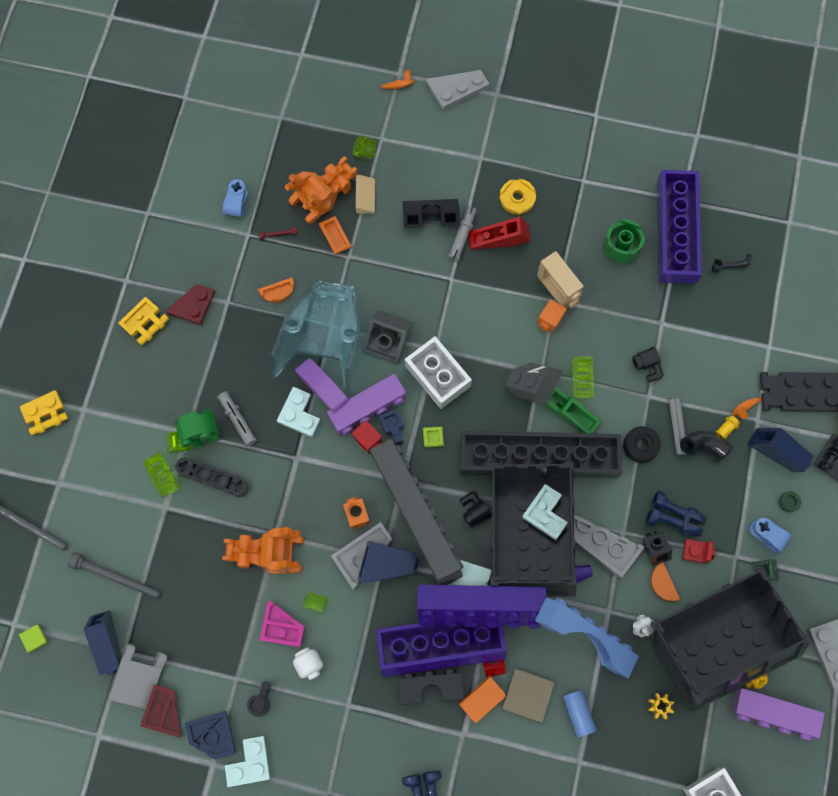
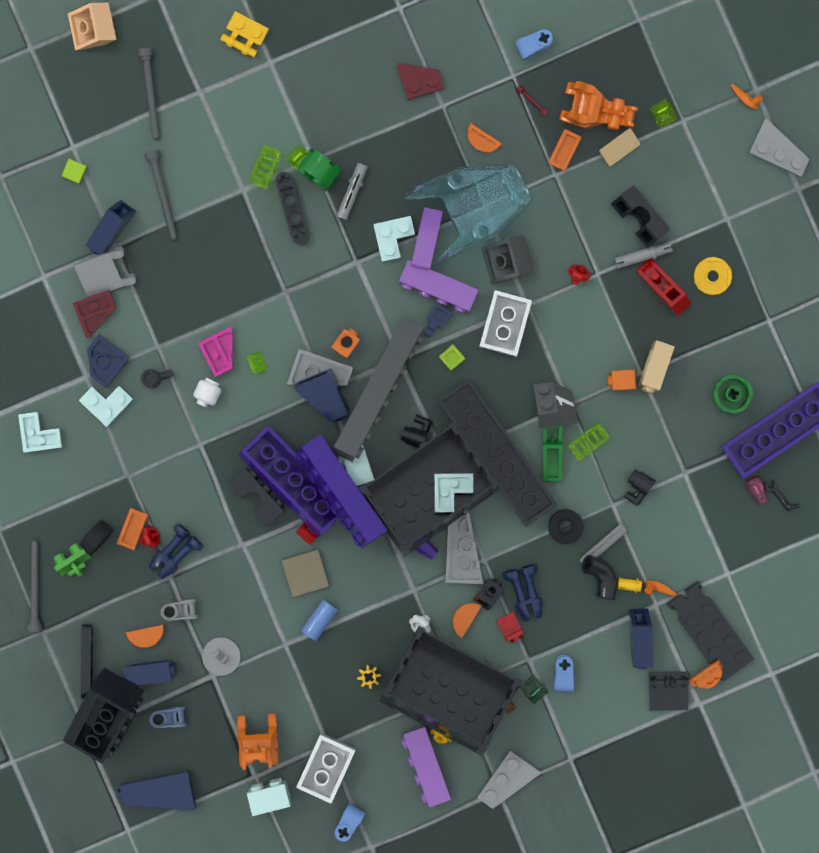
camera: 55 degrees right, 15 degrees up
(139, 317) = (376, 46): yellow plate -> none
(269, 552) = (267, 300): orange animal -> none
(367, 436) = (412, 306): red brick -> none
(440, 291) = (578, 274): none -> red piece
(482, 699) = (276, 541): orange slope -> none
(563, 620) = (370, 560): medium blue arch -> none
(715, 276) = (757, 489): none -> clear pink cone
(789, 502) = (604, 673): dark green tile -> none

